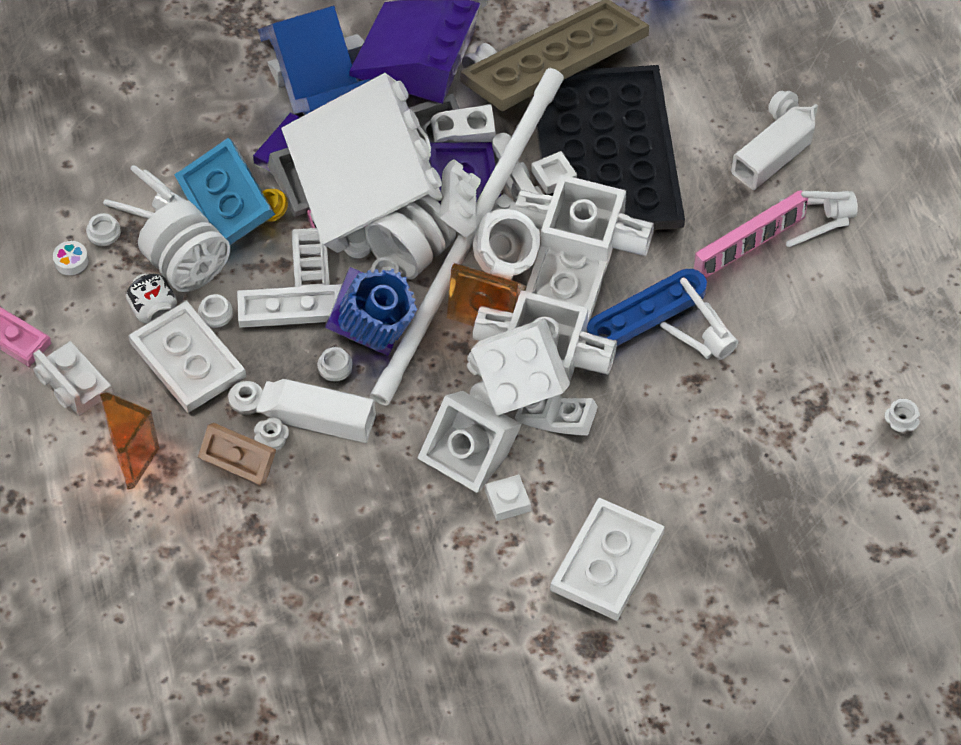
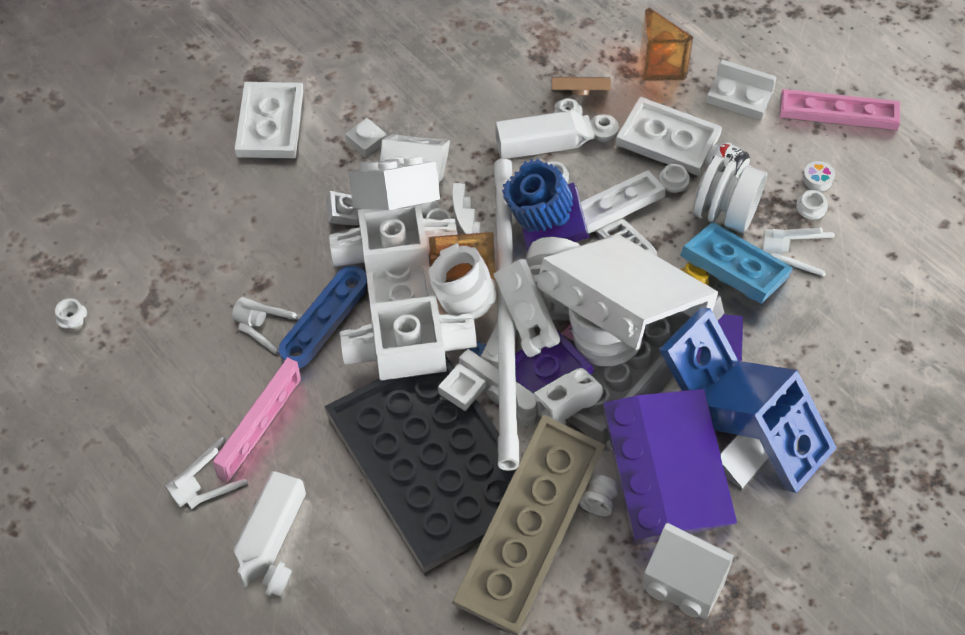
camera: 155 degrees right, 0 degrees up
(457, 349) = (462, 211): none -> white slope

